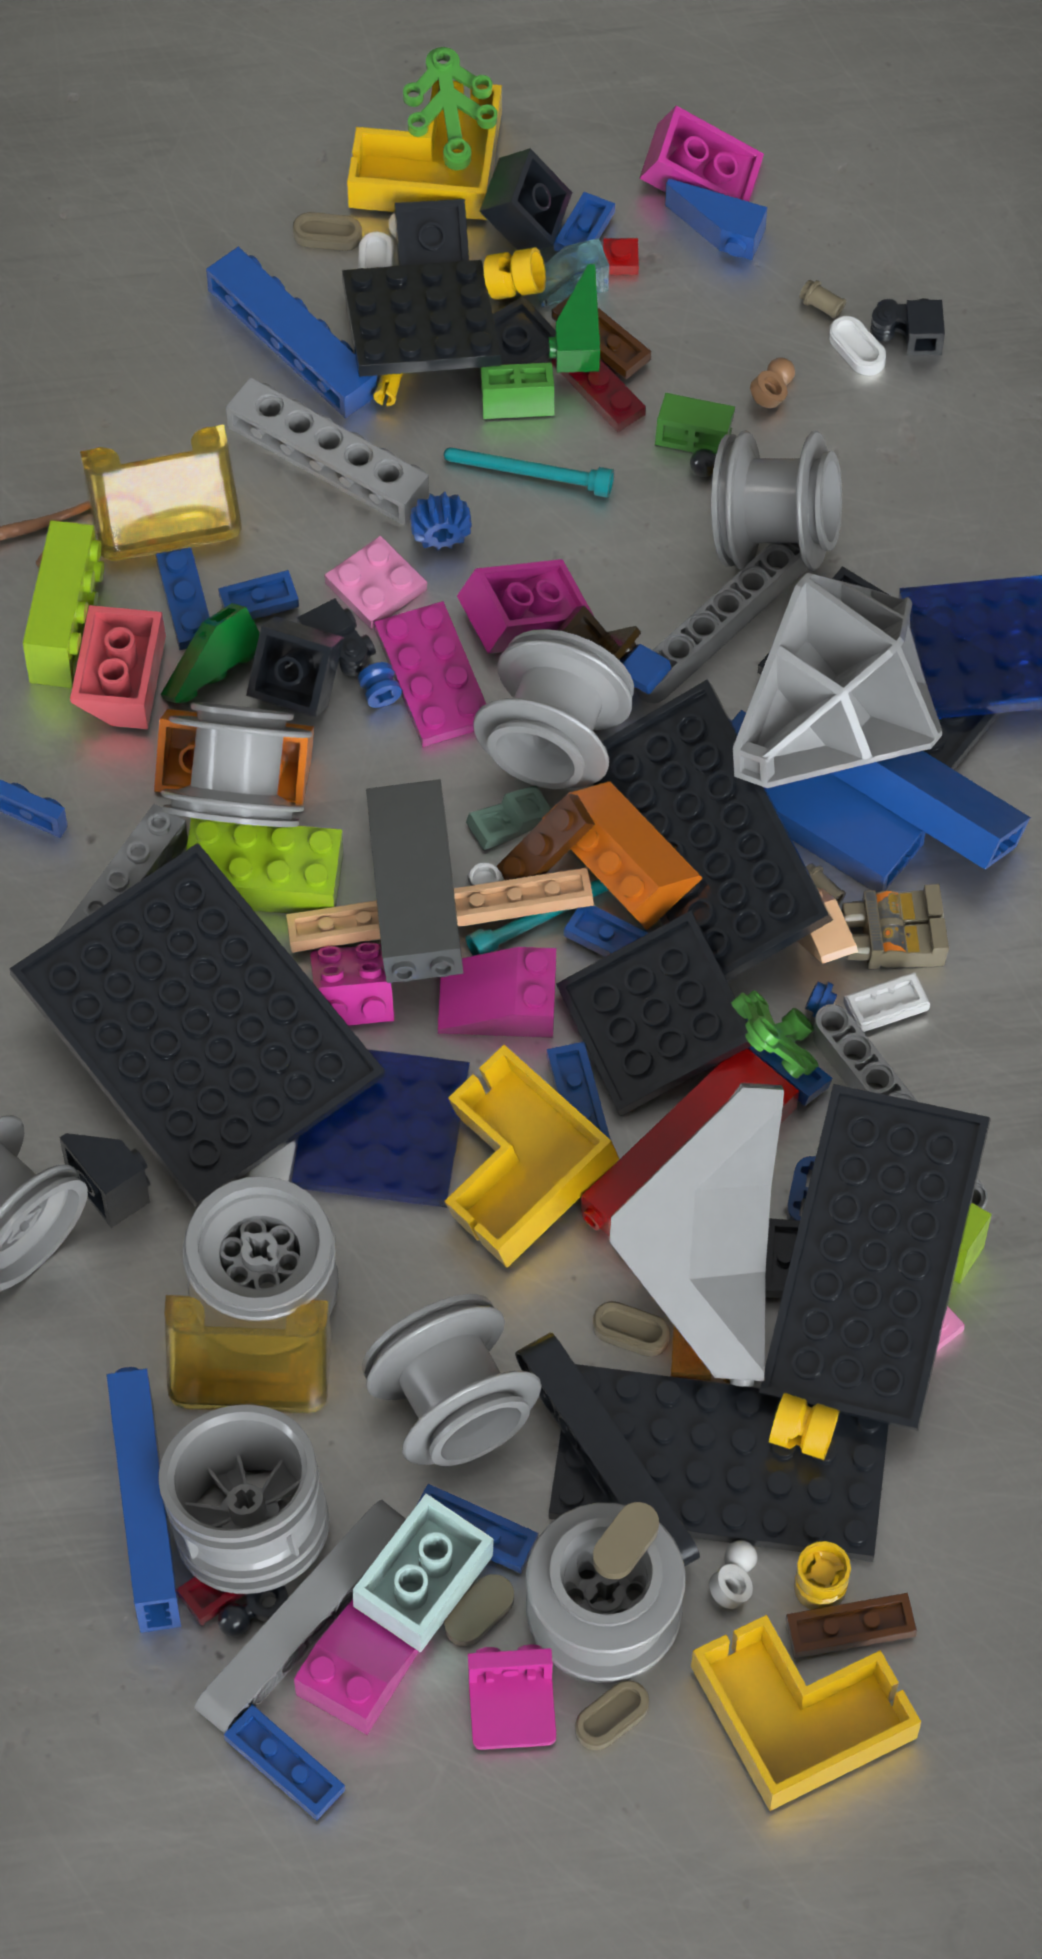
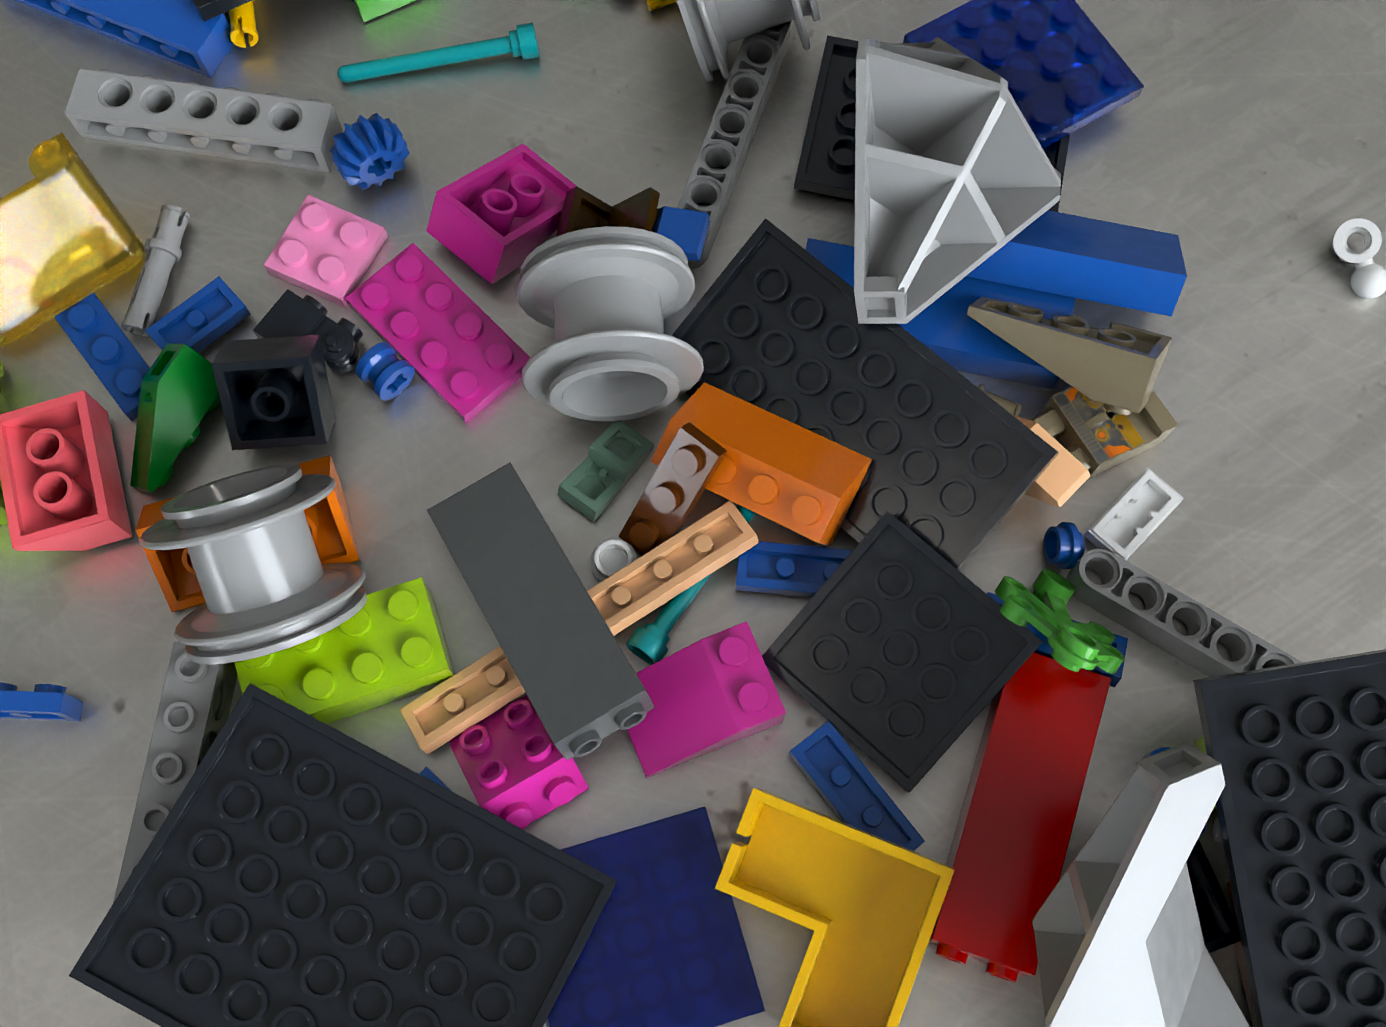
camera: 25 degrees left, 10 degrees up
(252, 537) = (160, 257): none -> light grey pin
(904, 877) = (1104, 364): none -> dark tan wedge

